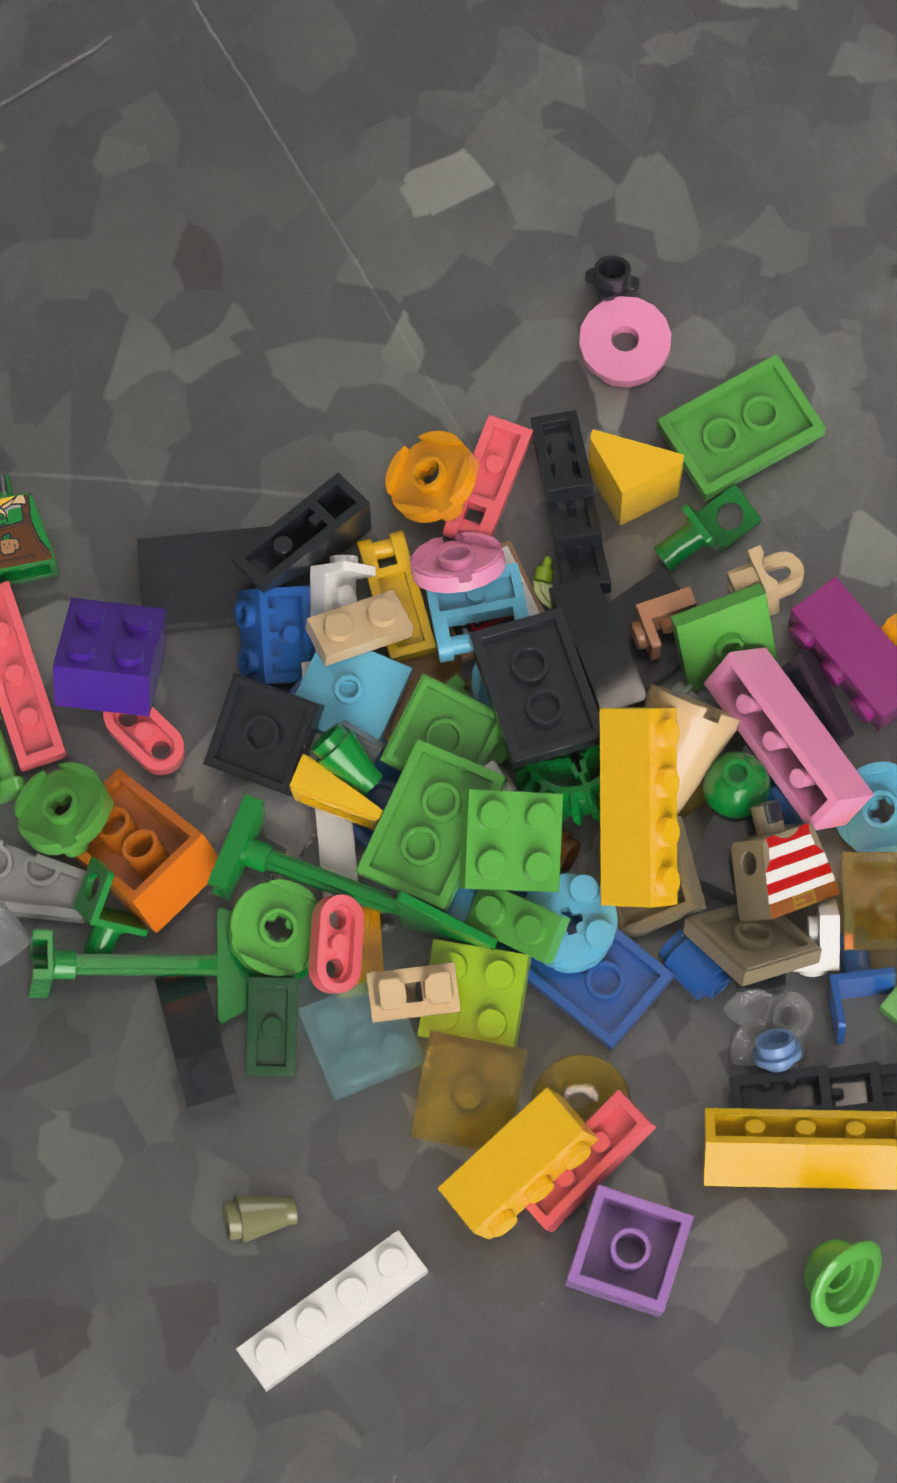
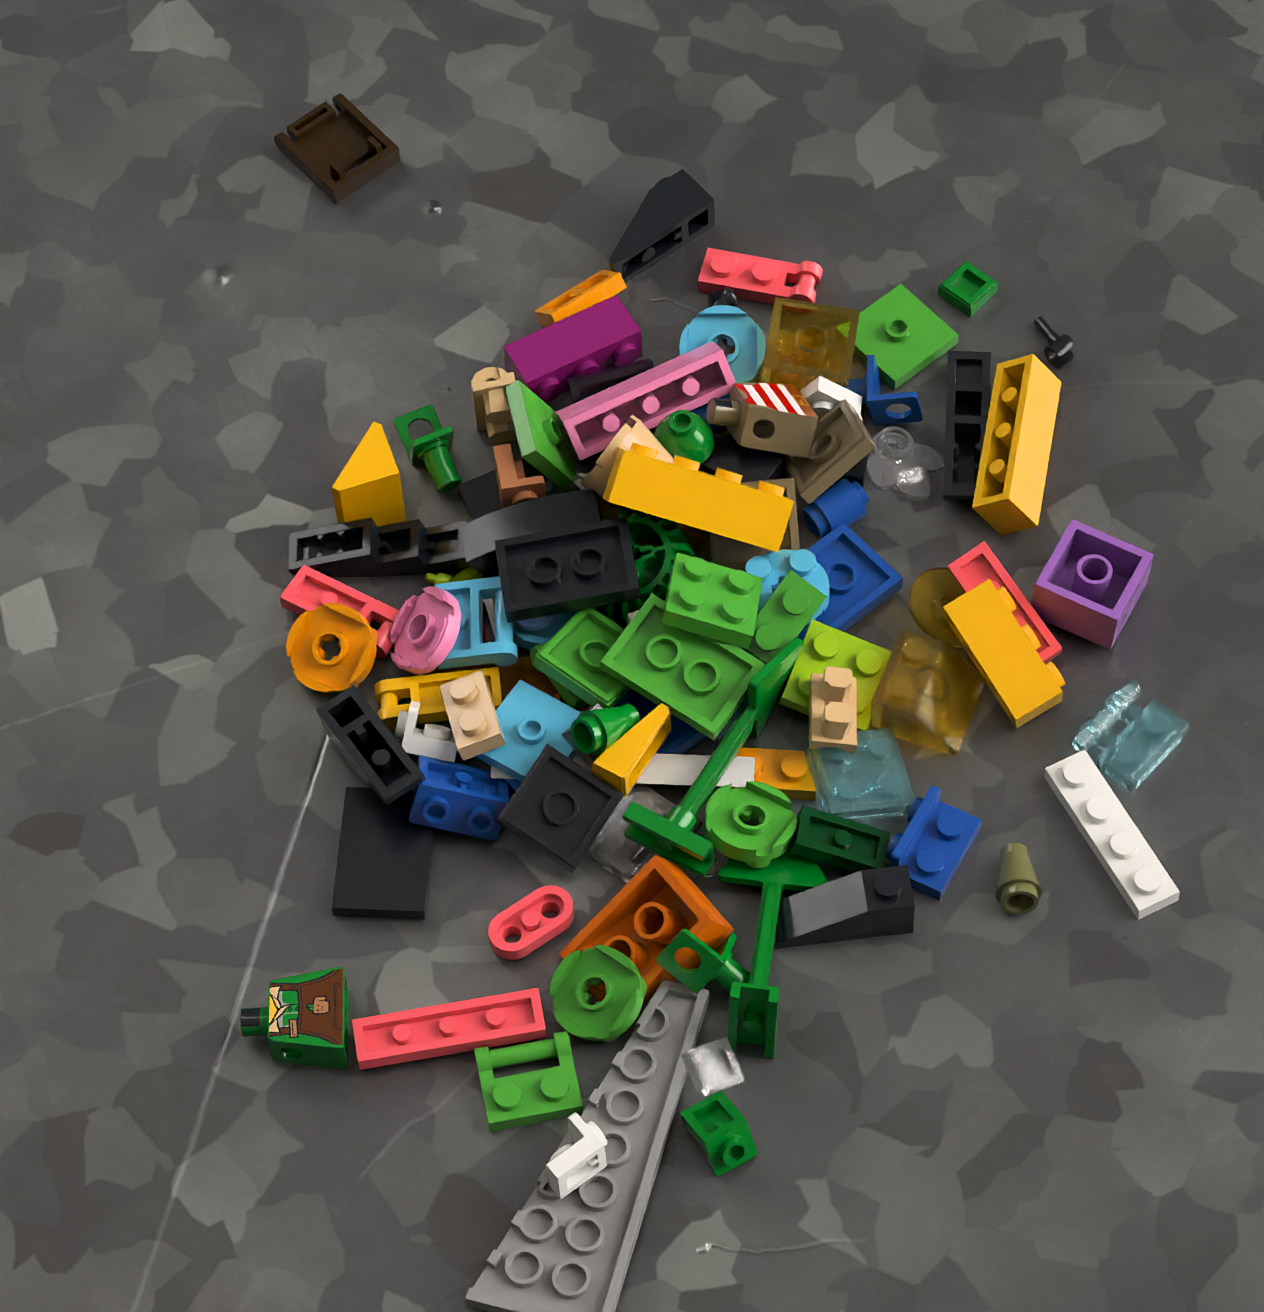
camera: 80 degrees left, 15 degrees down
(109, 657) = (454, 929): dark purple brick -> none
(290, 1123) = (933, 843): none -> blue bracket
(339, 945) = (776, 769): coral plate -> none
(450, 1333) = (1141, 745): none -> clear light blue plate
(612, 277) = (167, 487): black plate -> none
(625, 316) = (226, 469): bright pink tile -> none
(741, 427) = (335, 405): bright green plate -> none
(776, 1050) = (926, 451): medium blue plate -> none
(841, 1279) = (1129, 440): bright green hat -> none

